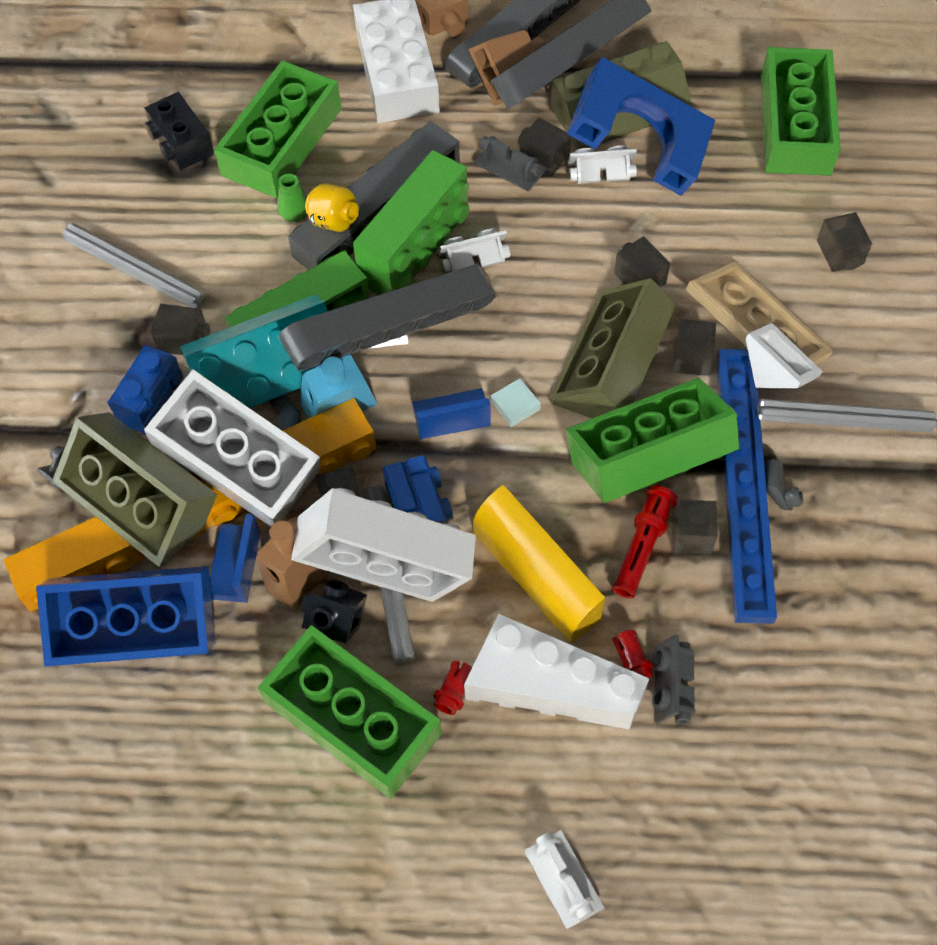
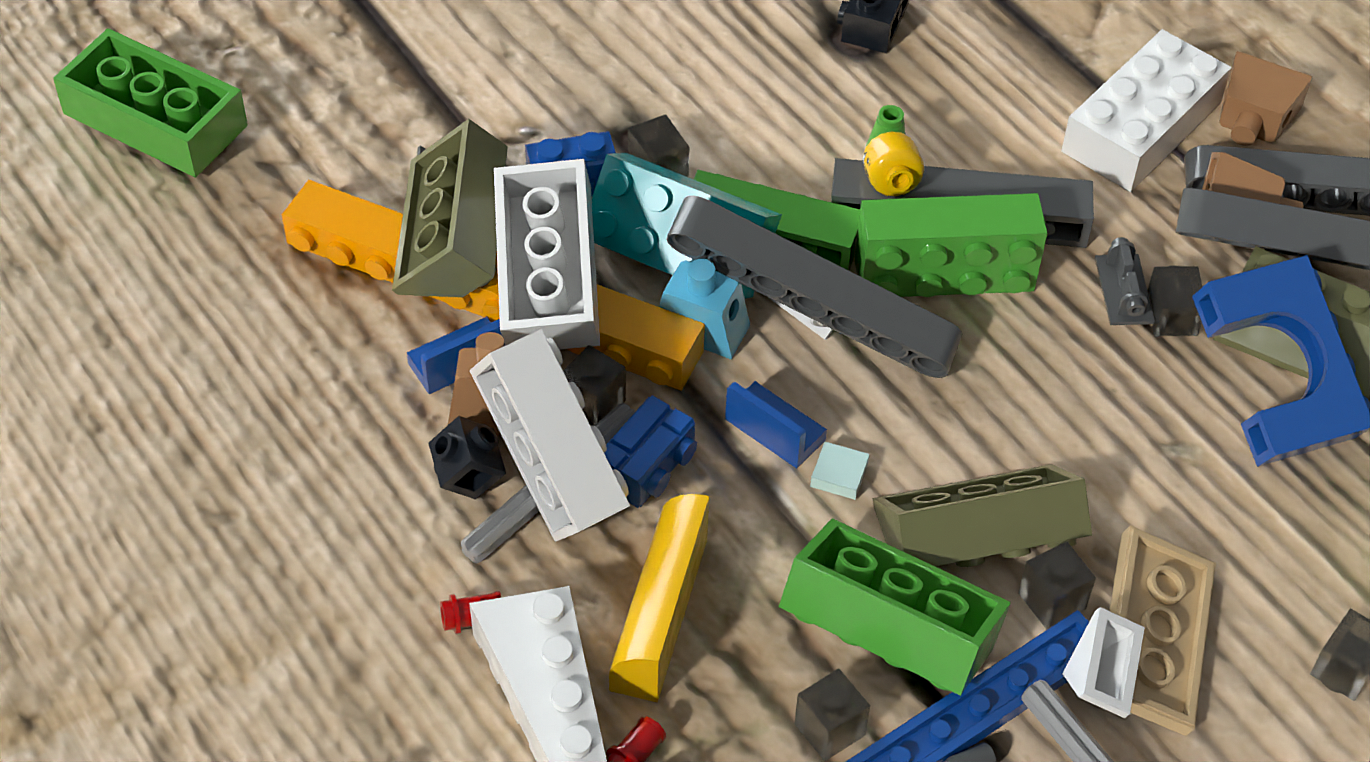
camera: 50 degrees right, 10 degrees down
(126, 616) = (327, 301): blue brick -> none
(133, 266) = (698, 77): light grey axle -> none
(278, 128) = (958, 72): bright green brick -> none
(287, 412) = (651, 290): dark grey arm -> none
(351, 711) = (372, 536): bright green brick -> none
(486, 246) = (998, 328): white hinge -> none
(614, 162) = (1225, 375): white hinge -> none
(640, 262) = (1113, 478): clear smoke brick -> none
(648, 524) = (775, 680): red pin -> none

